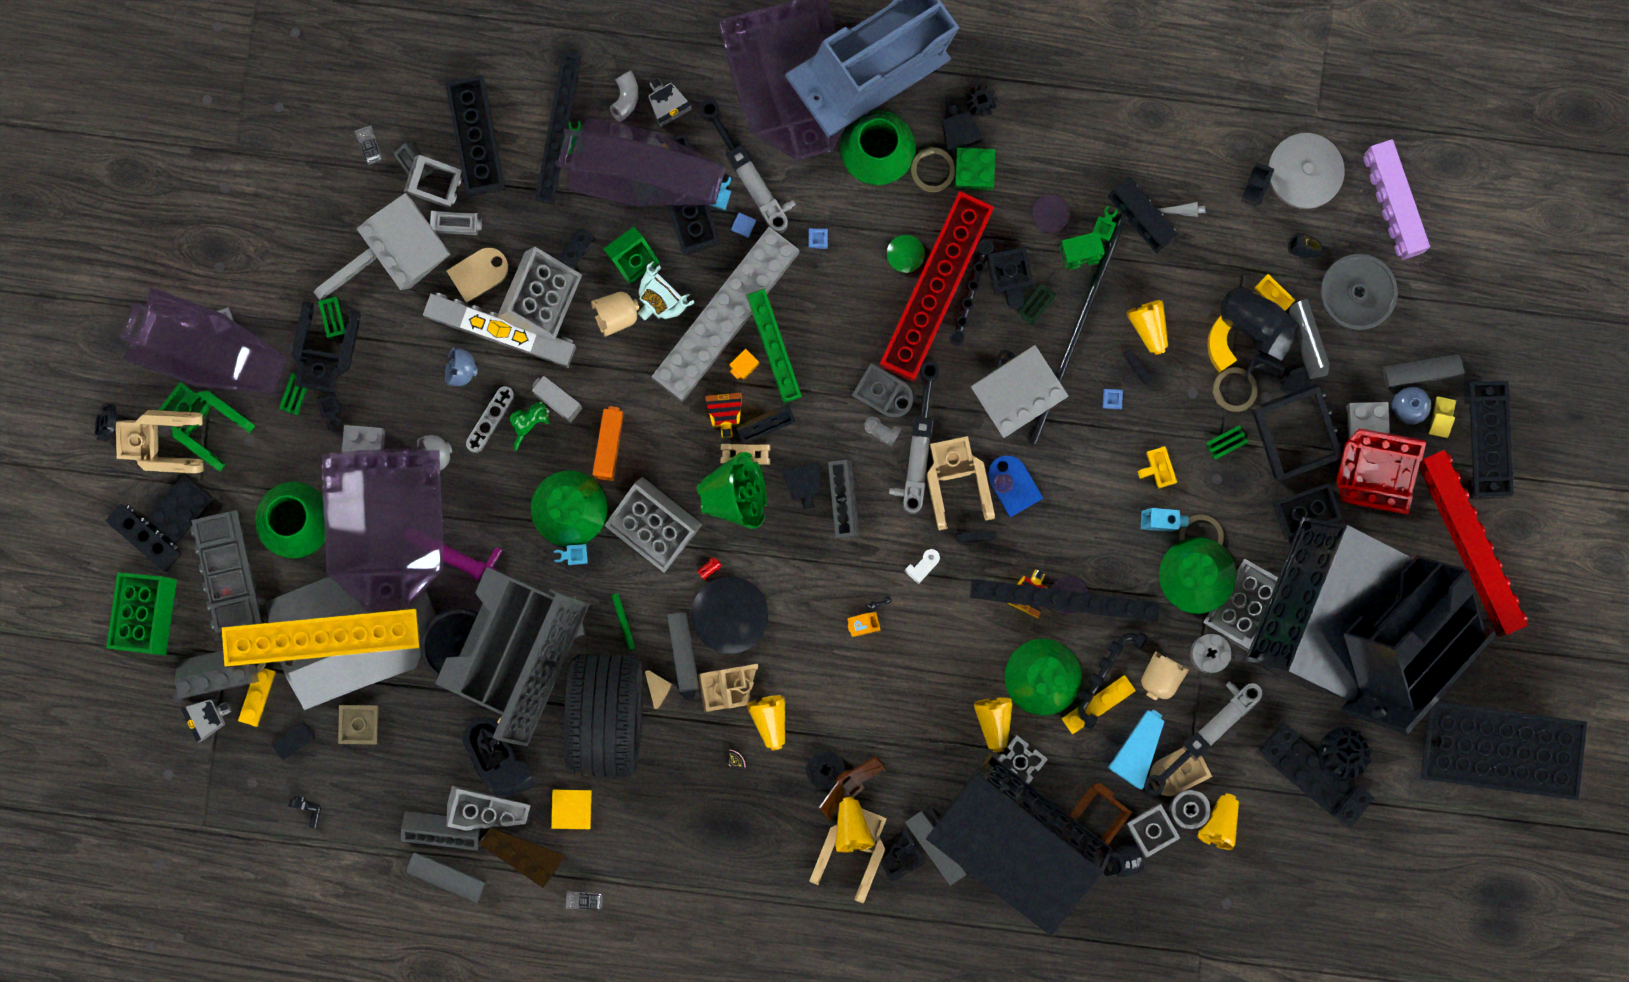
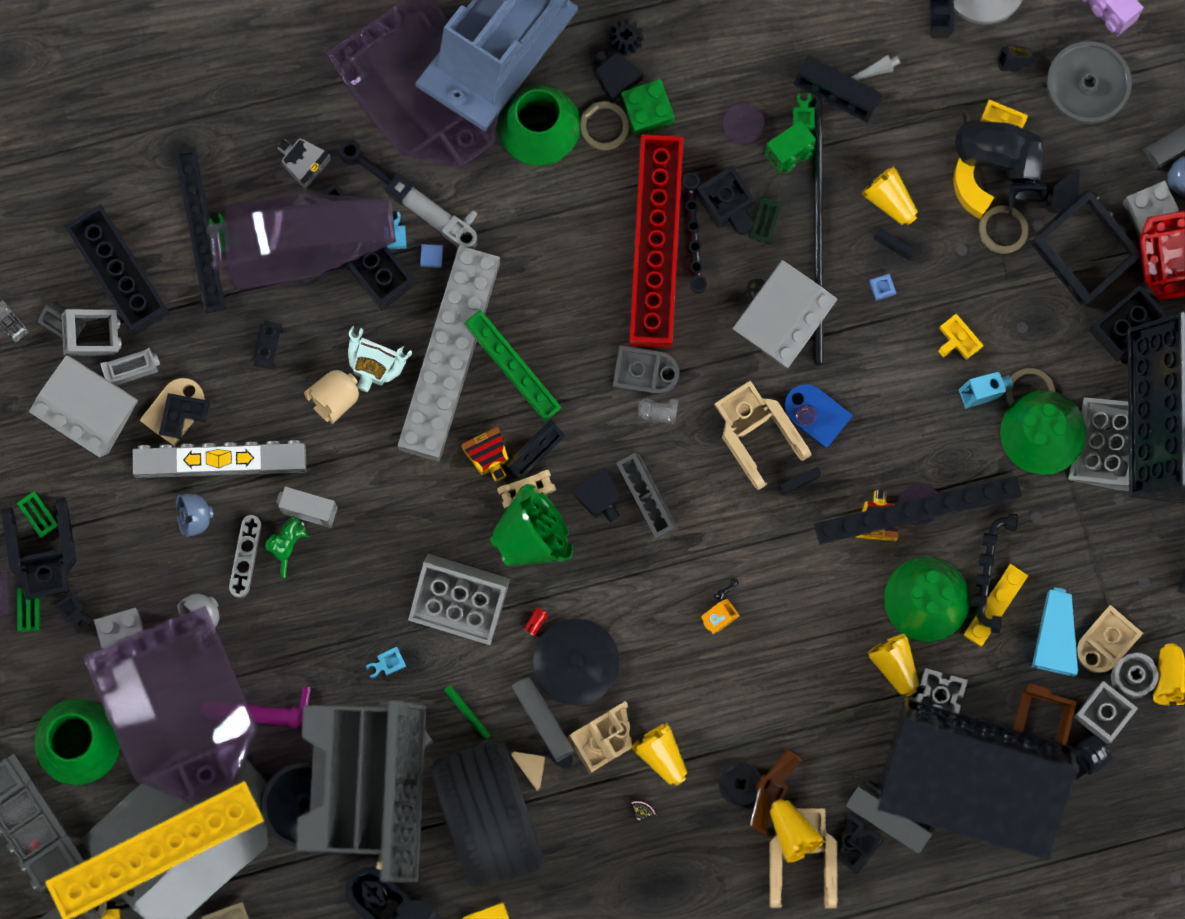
camera: 20 degrees left, 5 degrees down
(345, 274) = (34, 464): light grey beam -> none
(481, 274) = (181, 408): none -> black tile
(539, 294) = (247, 406): light grey slope -> none
(569, 508) = (364, 617): green cone -> none
(608, 444) = (379, 533): orange slope -> none
(628, 96) = (260, 171): light grey cylinder -> none
(631, 255) = (327, 330): green slope -> none
(743, 365) = (488, 398): light orange brick -> none
(818, 238) = (514, 240): medium blue tile -> none
(905, 253) = (610, 221): green dish -> none
(919, 447) = (701, 400): light grey piece -> none
(928, 562) = (761, 524): white leg -> none
(1162, 677) = (1050, 550): tan cylinder -> none
(1200, 649) = (1101, 509): light grey brick -> none
(1212, 731) = (1123, 588): light grey piece -> none
(1241, 435) = (1029, 273): green tile -> none
(1309, 340) = (1060, 149): dark grey brick -> none

